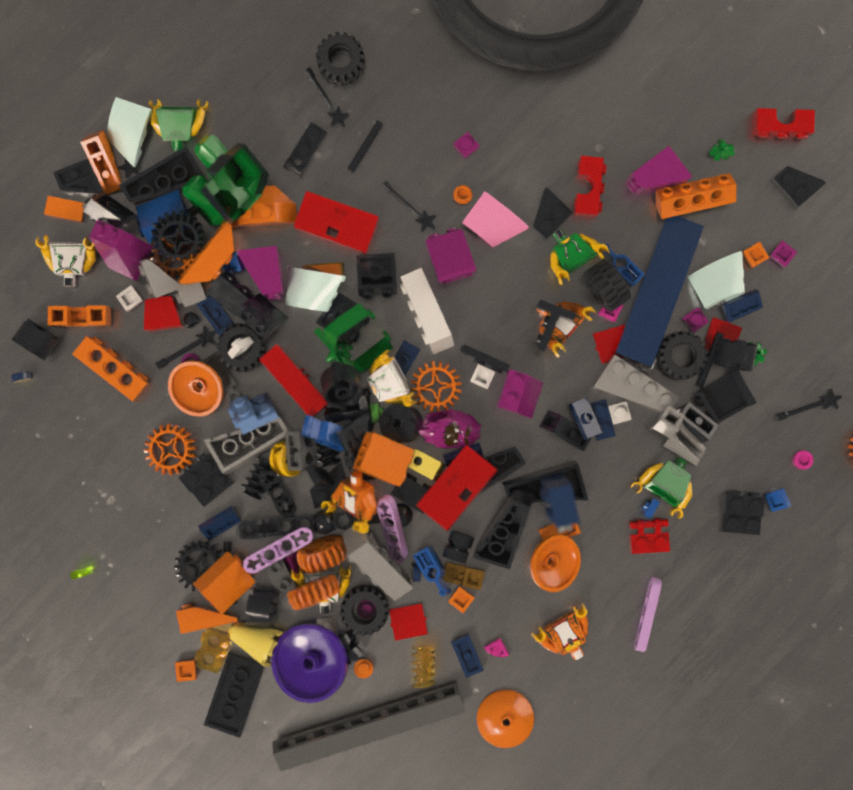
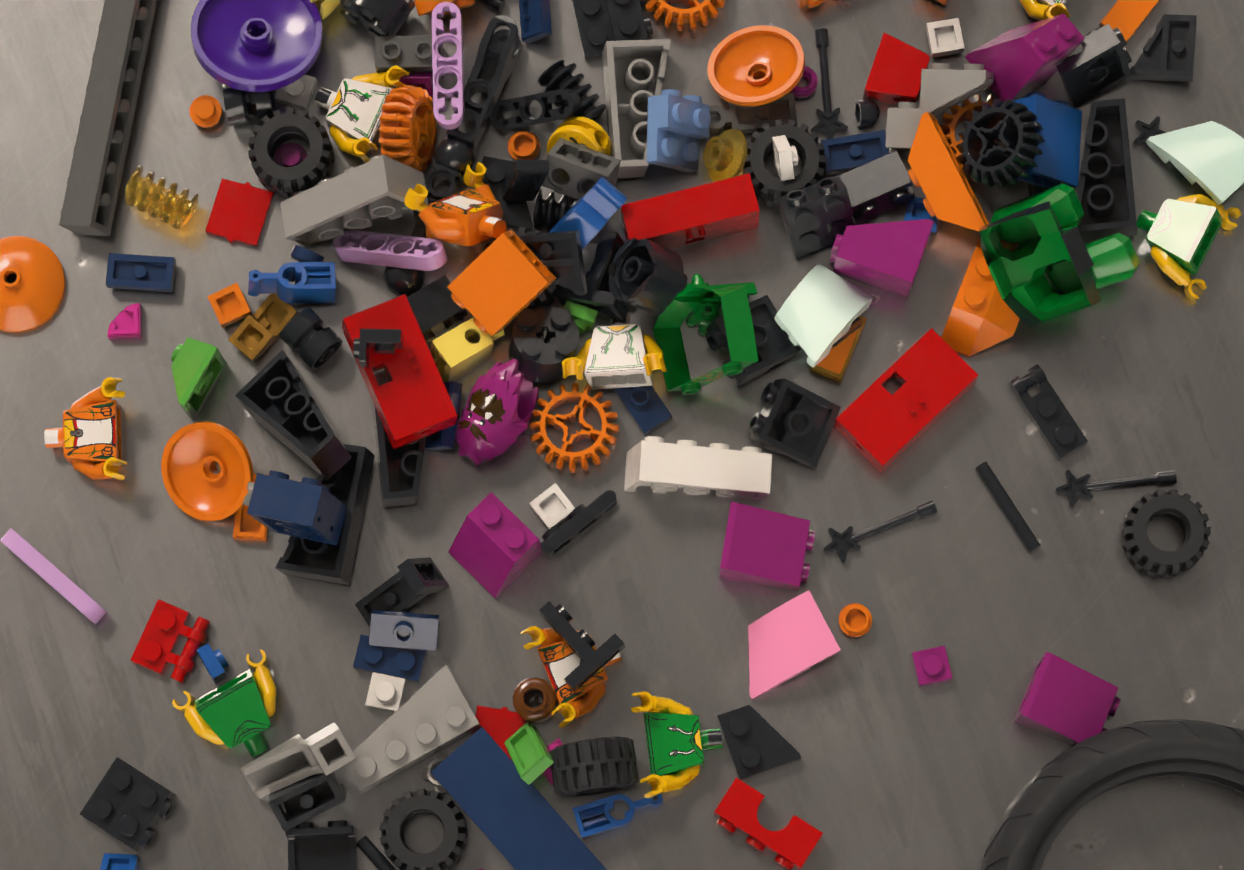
camera: 125 degrees right, 10 degrees down
(102, 161) = (1180, 97): orange slope -> none
(252, 379) = (725, 154): none -> clear yellow piece
(298, 490) = (523, 146): none -> orange plate
(314, 592) = (356, 84): orange gear -> none
(450, 501) = (383, 340): none -> black bracket
(453, 67) = (1066, 701): none -> magenta slope
(507, 598) = (194, 372): none -> bright green slope
(592, 329) = (535, 688): none -> reddish brown head
(616, 322) = (528, 752): none -> bright green tile

